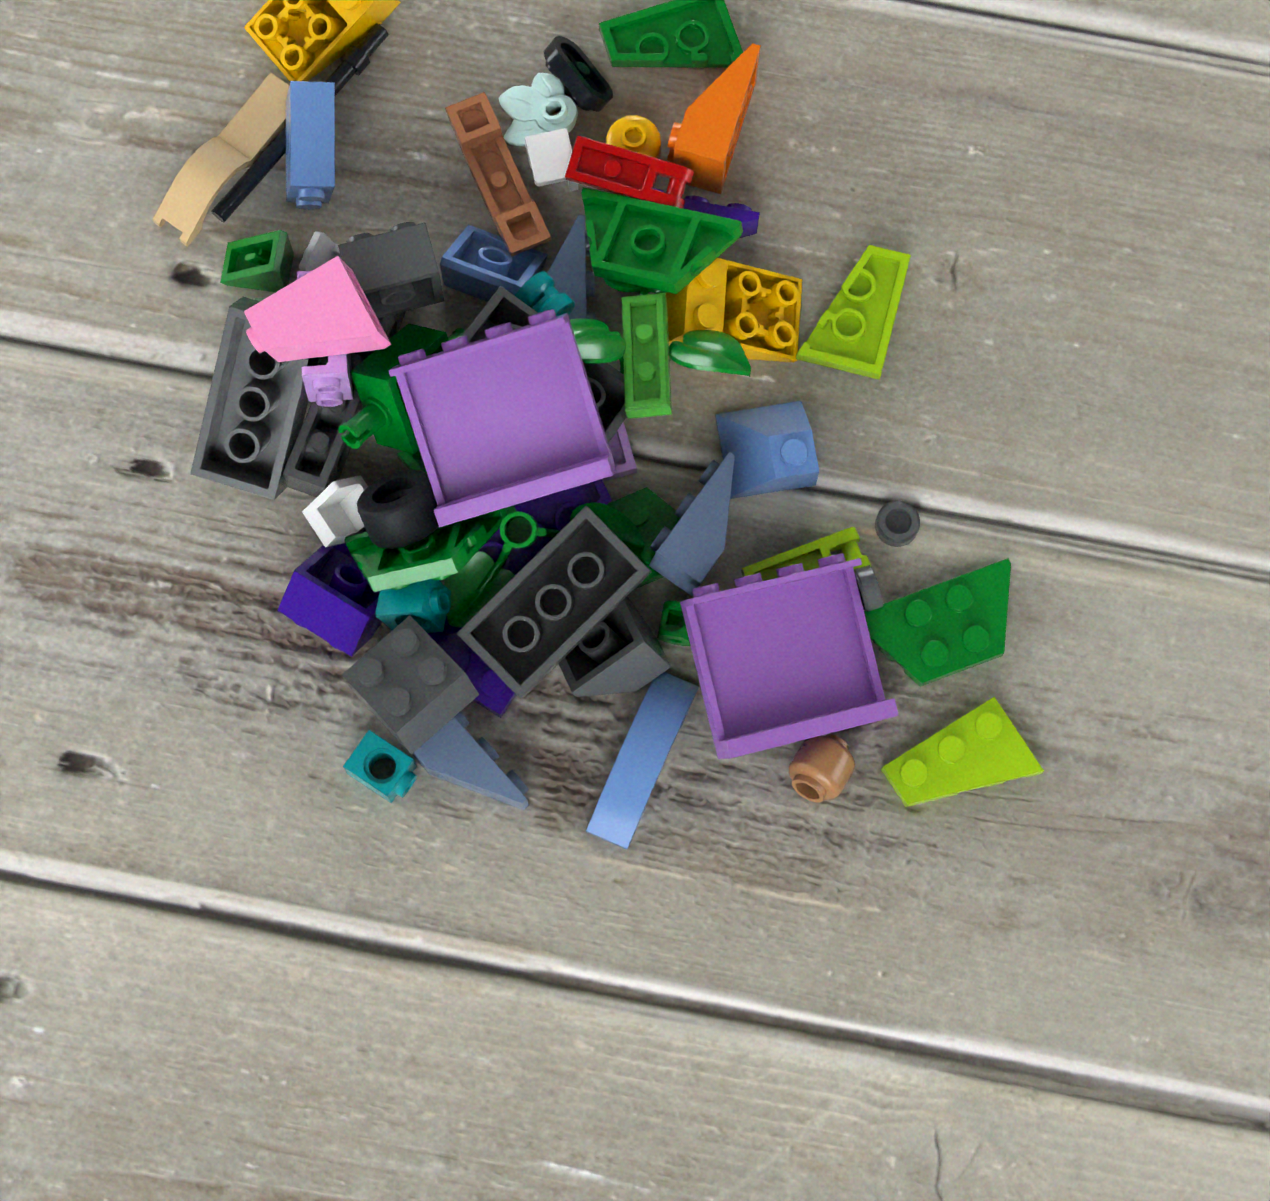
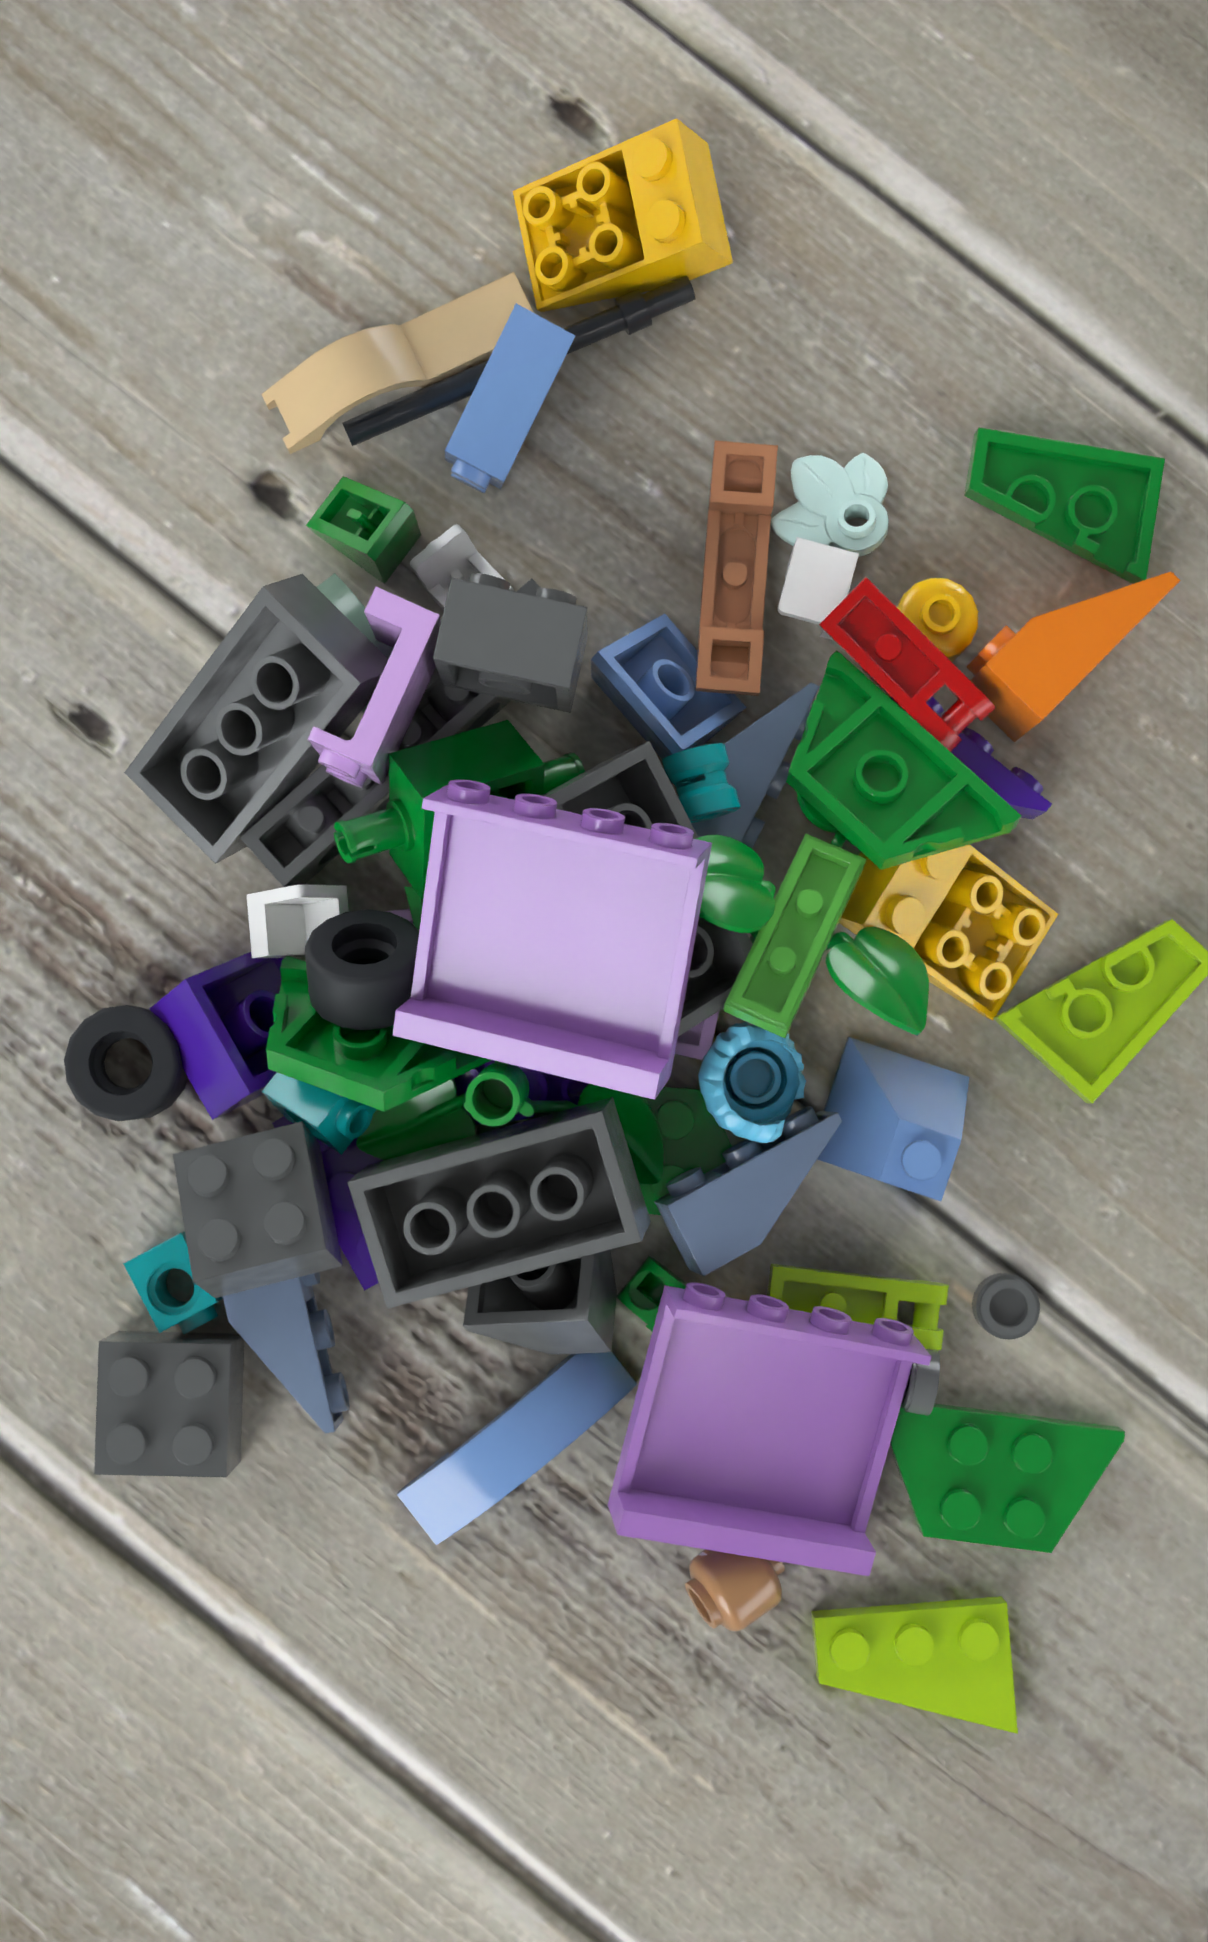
camera: 25 degrees right, 10 degrees up
(273, 625) = (87, 1072): none -> black tyre
(316, 317) = (366, 669): bright pink slope -> none
(415, 841) = (169, 1404): none -> dark grey brick
(578, 74) = (913, 484): black plate -> none
(667, 458) = (751, 1081): none -> medium azure hair

